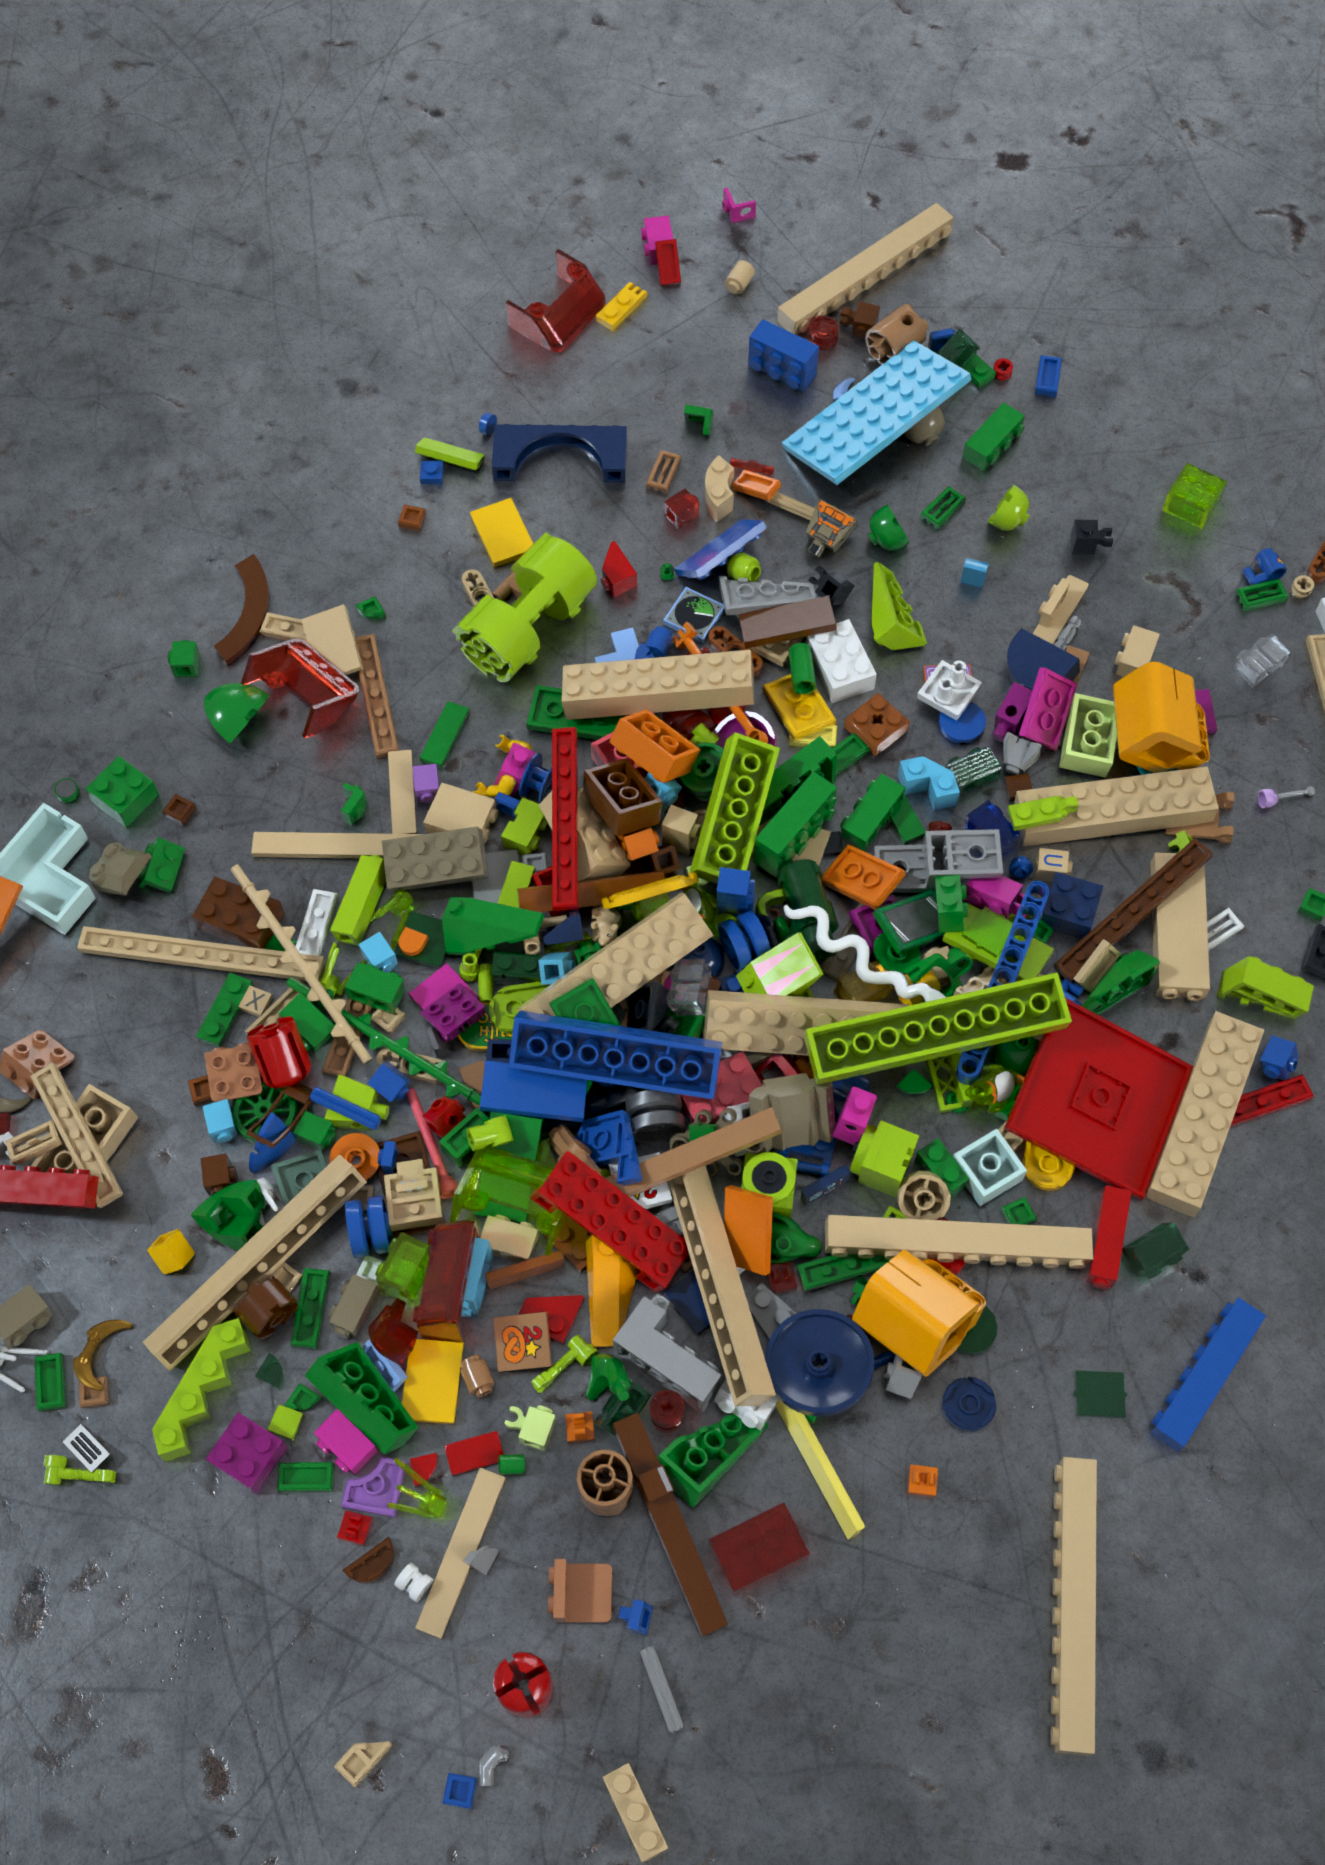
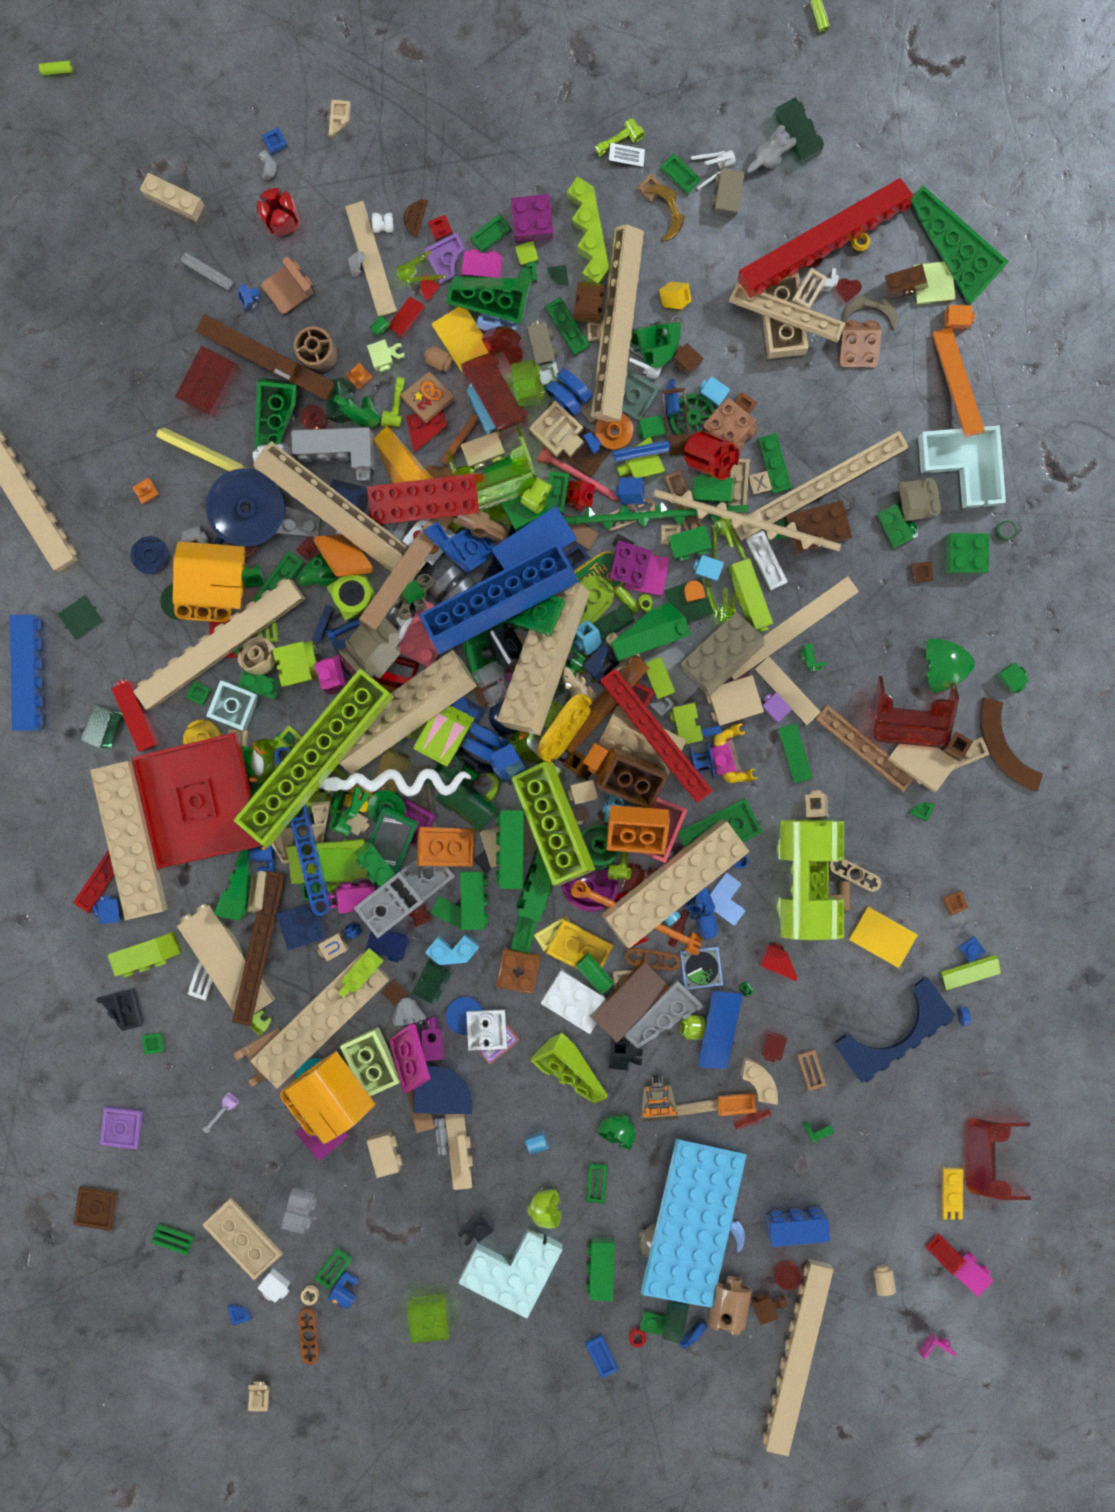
camera: 140 degrees right, 25 degrees up
(288, 626) = (958, 746): none -> reddish brown brick
(467, 666) = (811, 811): none -> tan brick
(1081, 473) = (514, 1281): none -> light aqua piece

